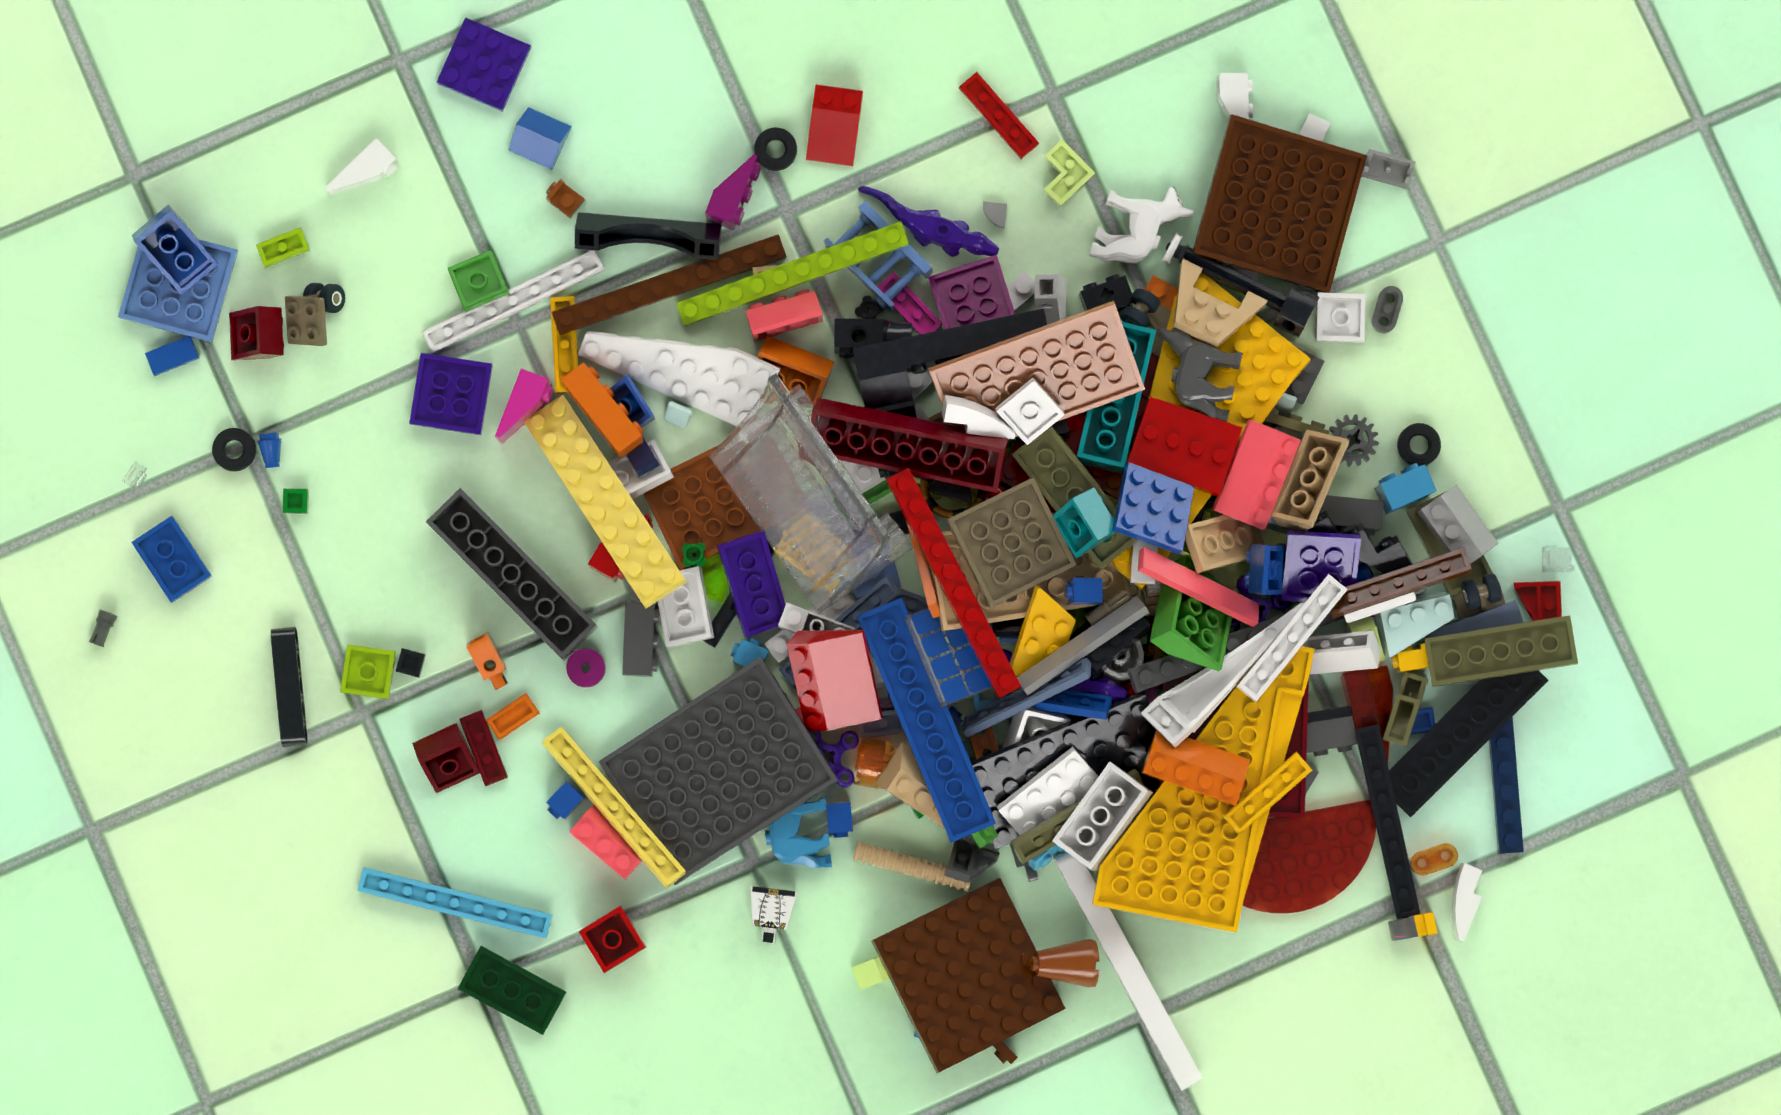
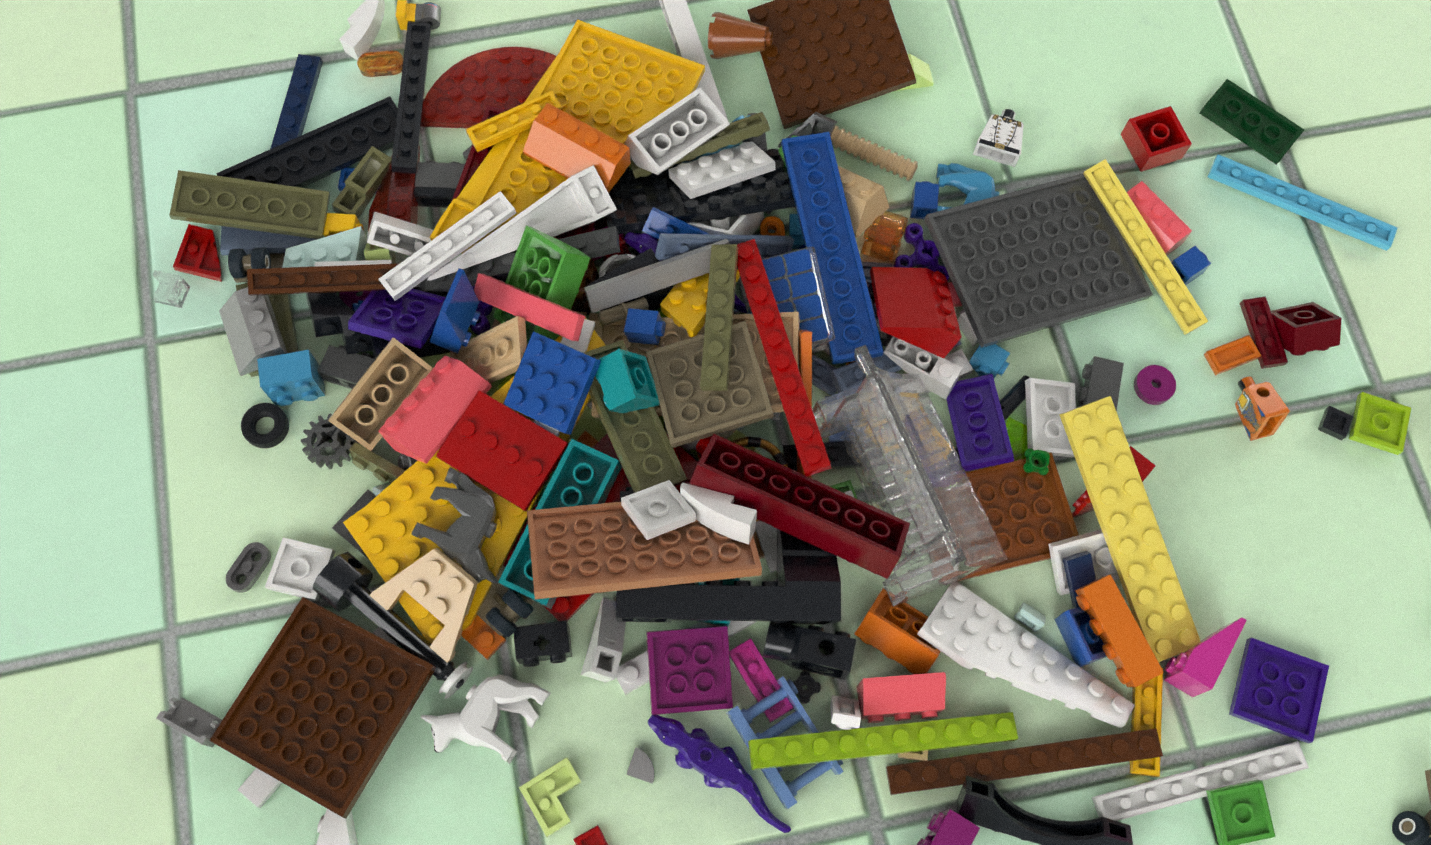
camera: 165 degrees left, 15 degrees down
(512, 574) = (1230, 485): dark grey brick -> none
(831, 290) = (845, 712): none -> white plate
(1016, 606) = (719, 318): none -> olive plate

